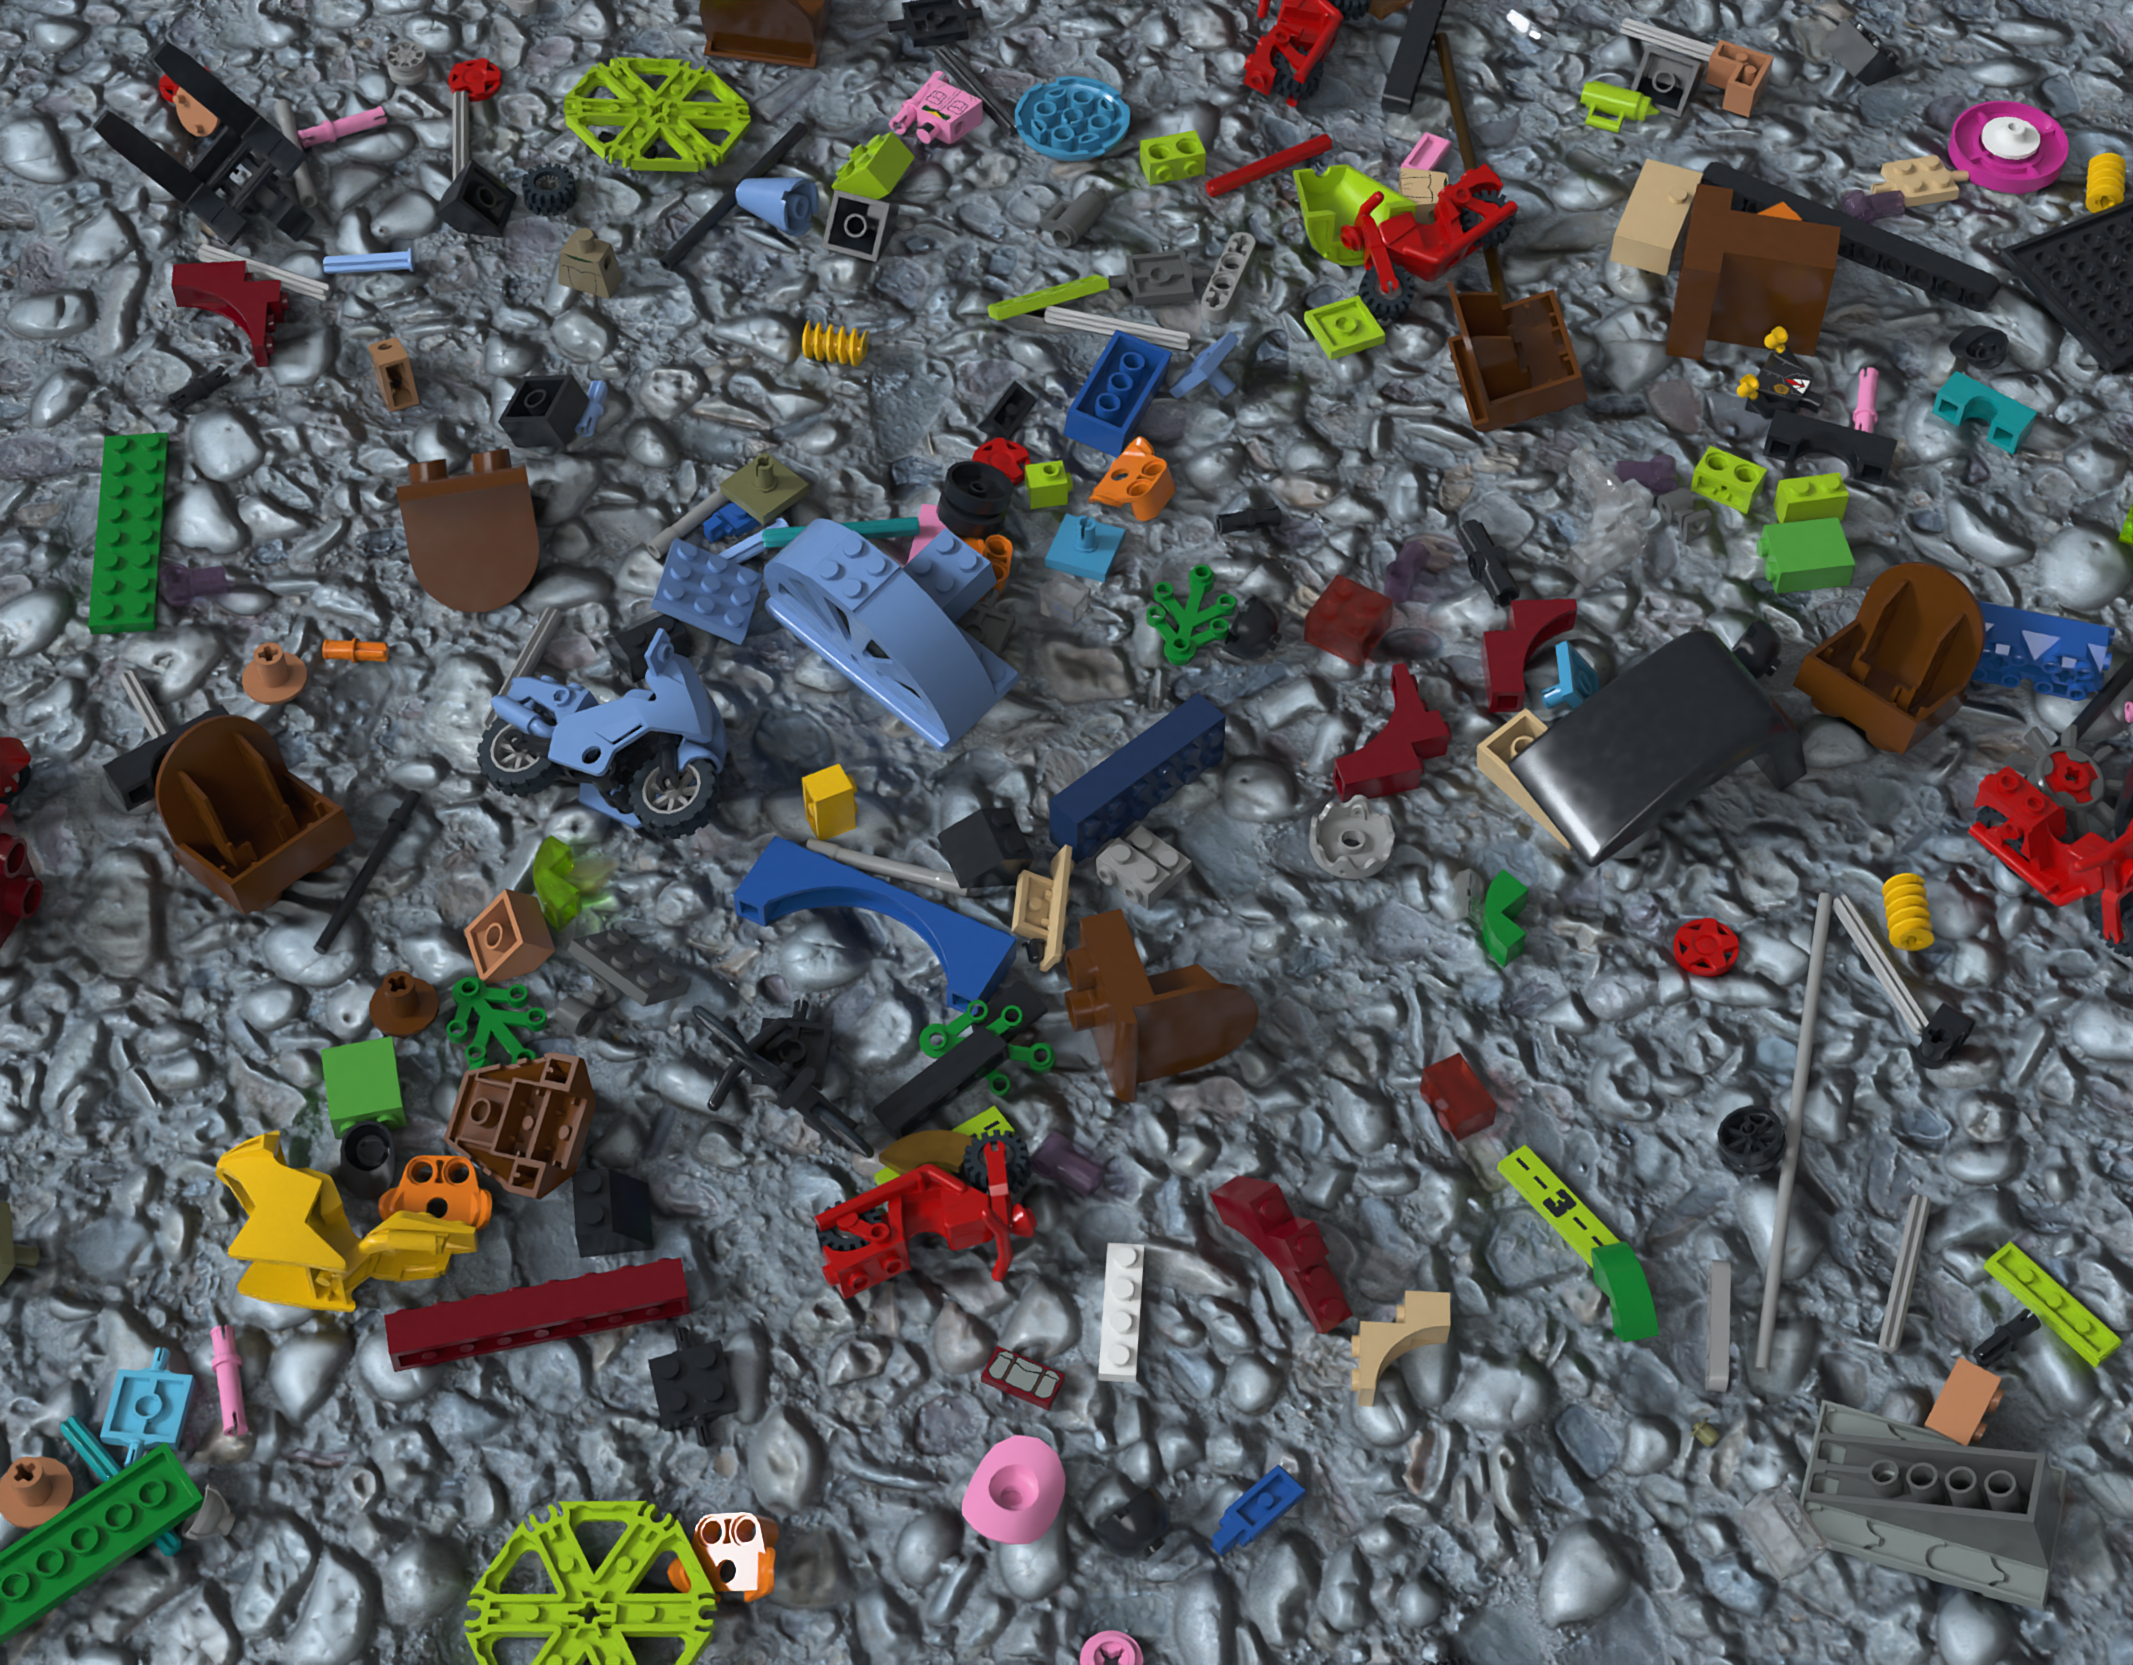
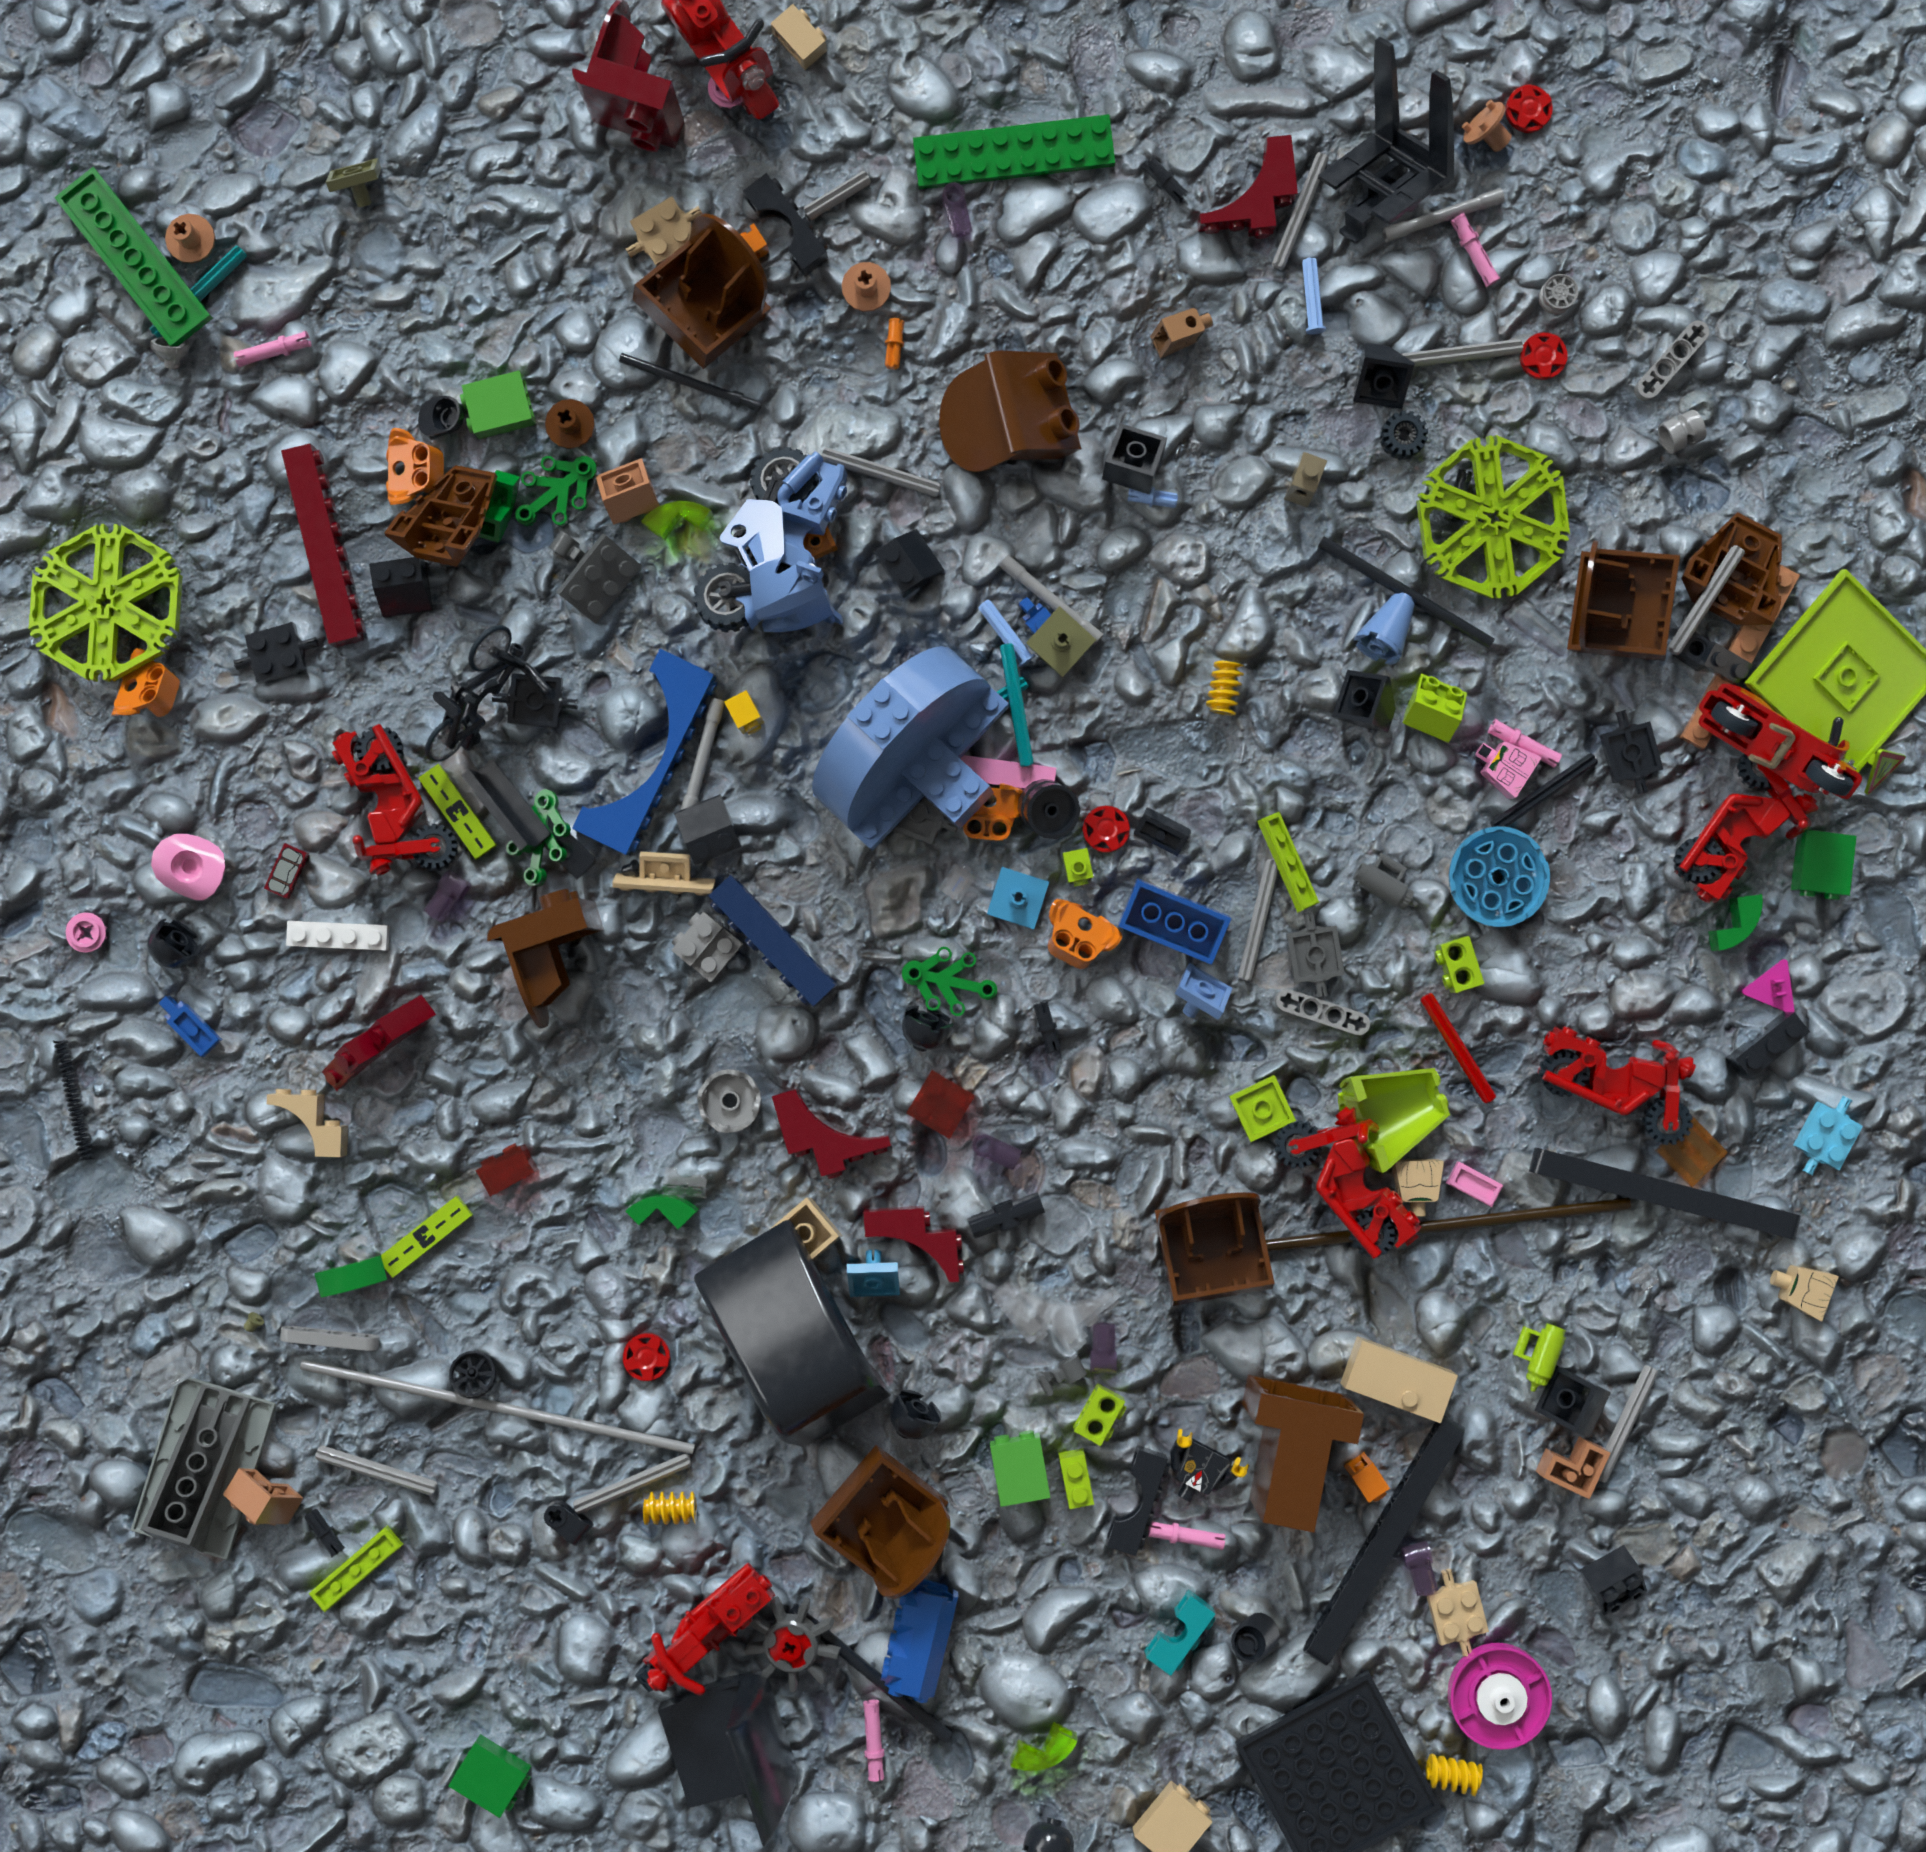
camera: 90 degrees right, 35 degrees up
(148, 1408) = (250, 299): medium azure plate -> none
(154, 896) = (662, 230): none -> tan plate
(305, 1244) = (362, 378): yellow piece -> none
(707, 591) = (948, 605): medium blue plate -> none
(926, 1147) = (453, 800): pearl gold tile -> none

